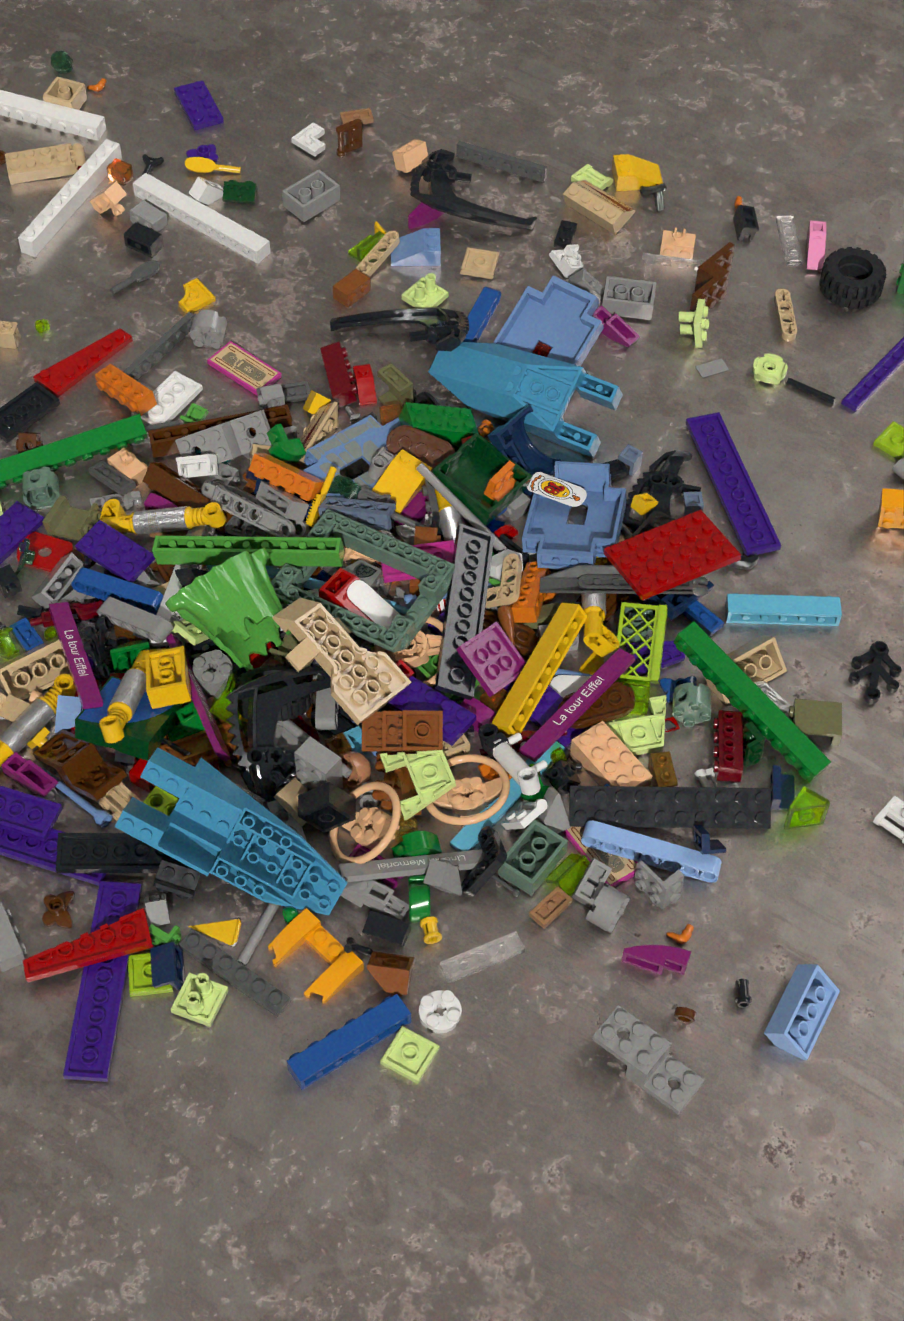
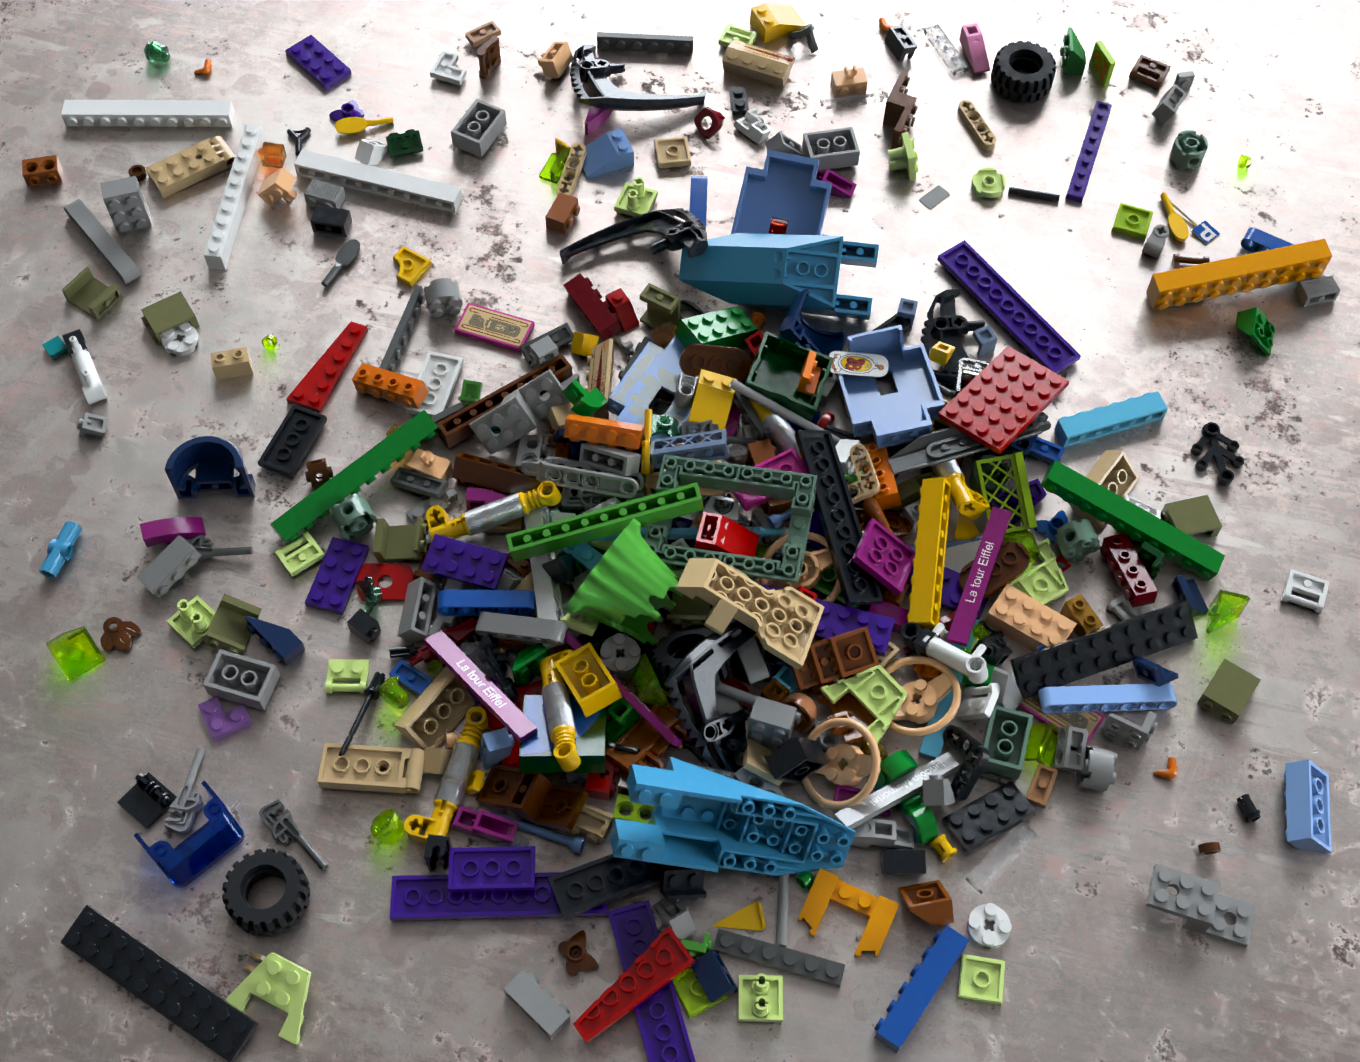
camera: 20 degrees left, 5 degrees up
(66, 93) = (179, 85): tan brick -> none
(197, 465) = (503, 445): white hinge -> none
(352, 946) = (883, 890): black piece -> none
(371, 603) = (749, 539): white sticker -> none
(487, 918) = (988, 816): none -> black plate
(531, 246) = (716, 122): none -> dark red piece
(657, 957) = (1161, 801): magenta slope -> none
(775, 883) = (1229, 691): none -> olive panel

